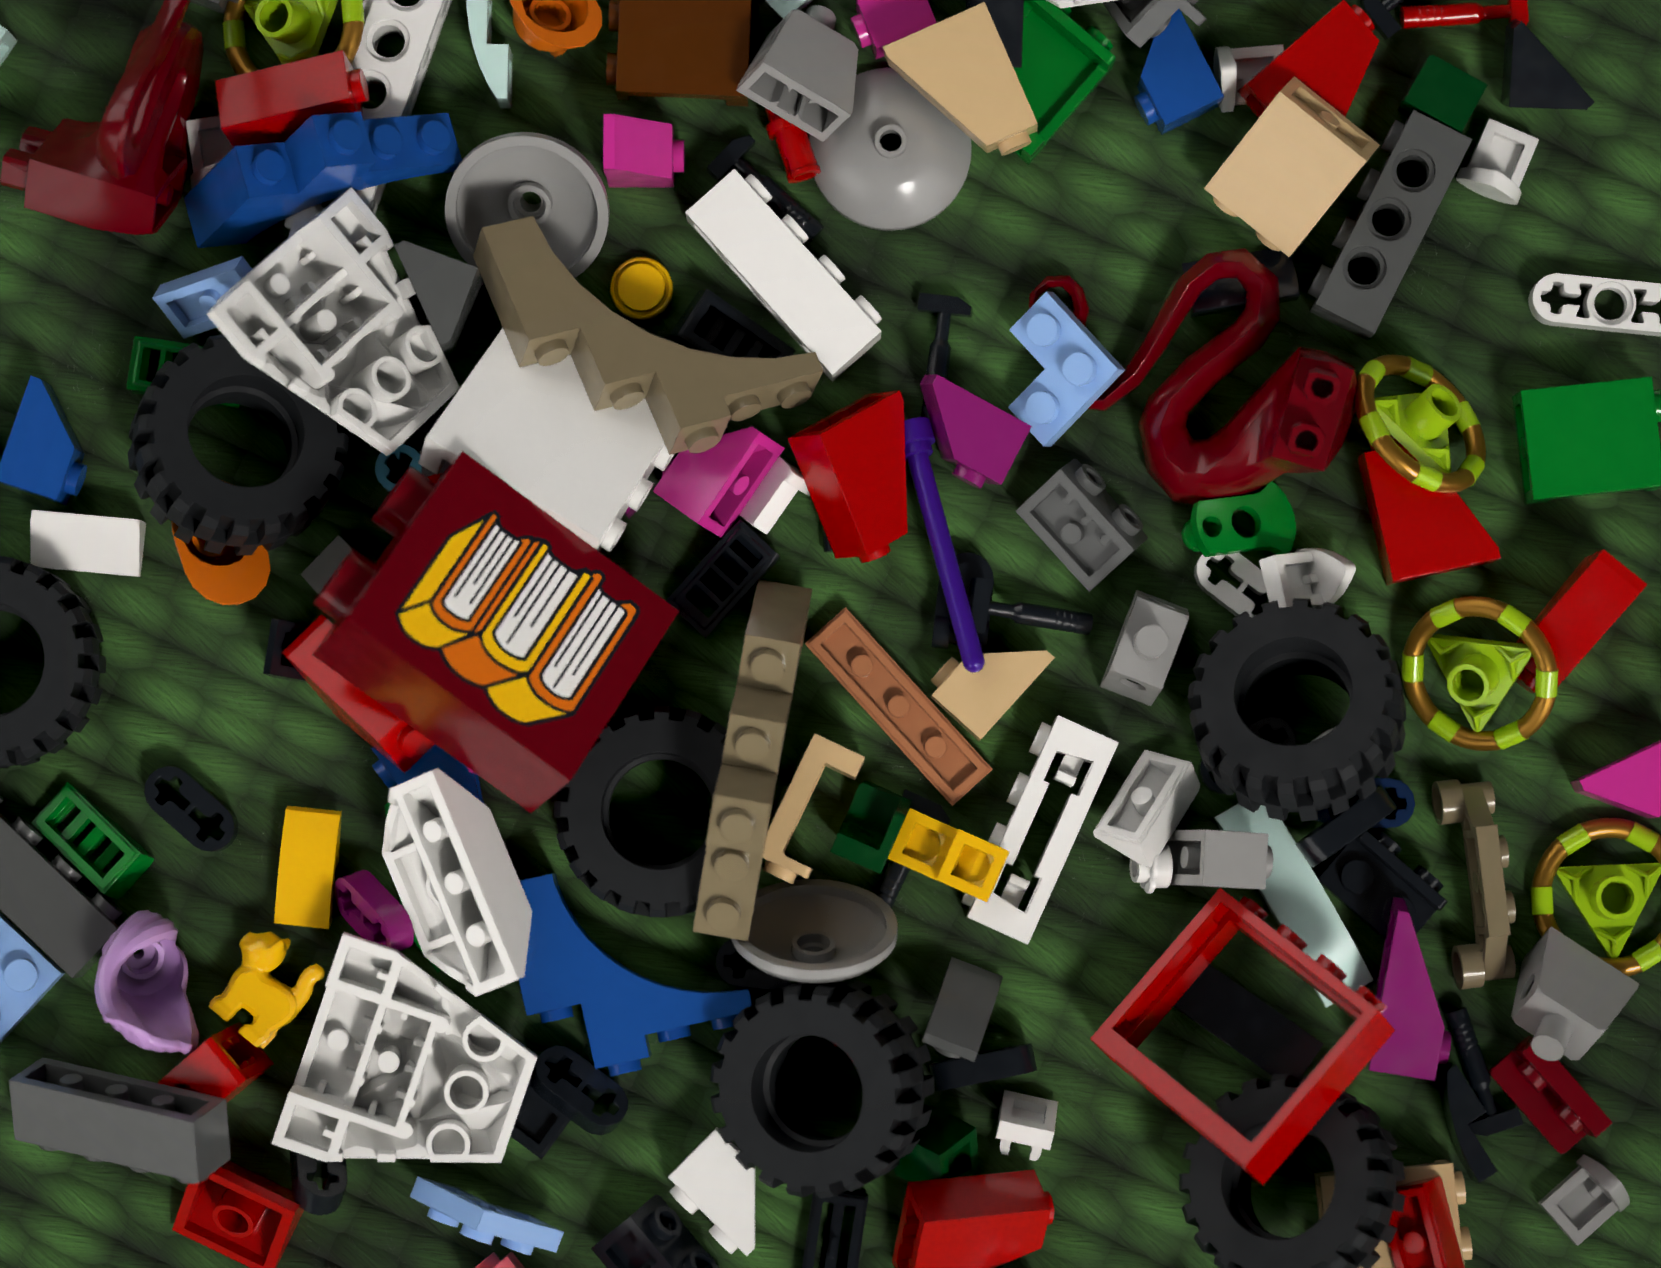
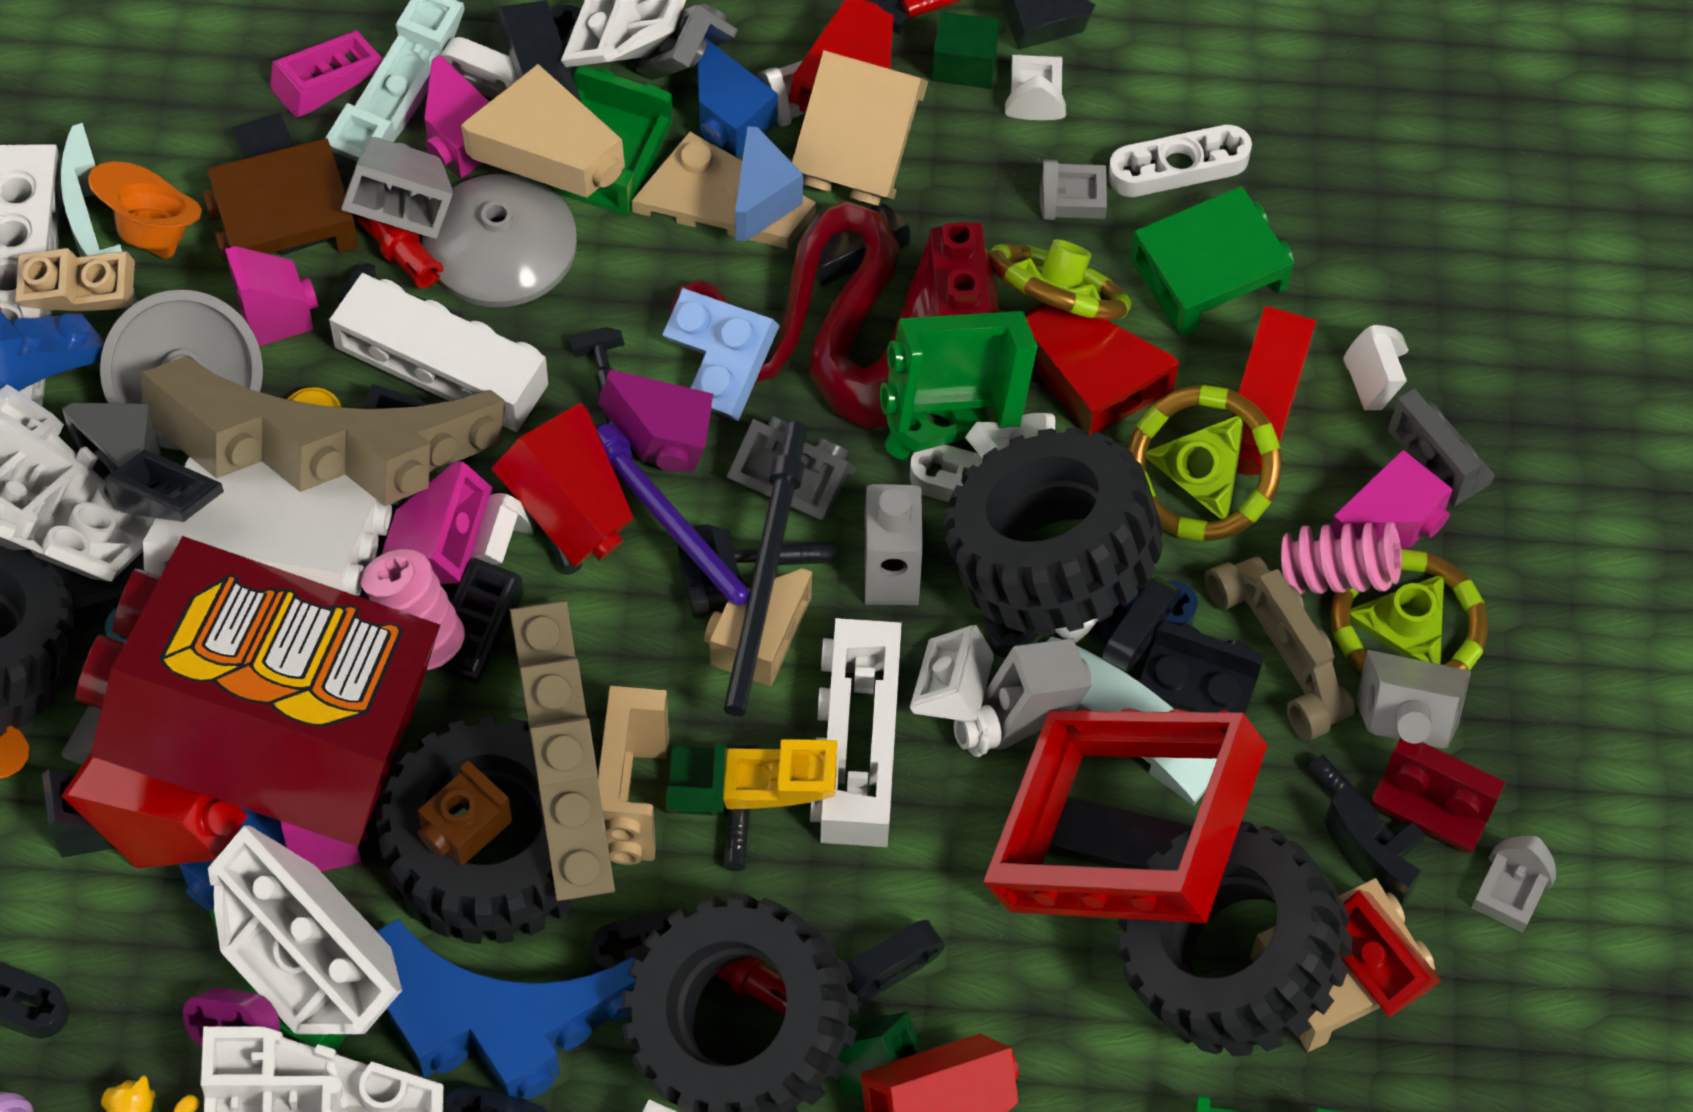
camera: 25 degrees left, 25 degrees down
(307, 867) = (150, 1010): yellow slope -> none
(445, 350) = (160, 488): none -> black slope
(451, 77) = (75, 284): none -> tan slope
(655, 818) = (466, 834): none -> reddish brown brick
(664, 560) = (407, 583): none -> bright pink piece
(818, 931) = (680, 879): light grey dish -> none
(898, 706) = (690, 679): nougat tile -> none
(962, 1010) = (850, 909): dark grey slope -> none
(1026, 1122) = (954, 995): white tile -> none
(1067, 548) = (785, 477): none -> black bar
(1132, 178) = (702, 187): none -> tan wing
(1170, 205) = (767, 186): none -> medium blue slope
(1278, 495) = (959, 365): none -> green panel
(1411, 1005) = (1286, 786): magenta slope -> none
(1438, 155) = (970, 88): dark grey brick -> none
(1485, 300) = (1072, 190): none -> light grey tile
(1567, 828) = (1342, 560): none -> bright pink piece

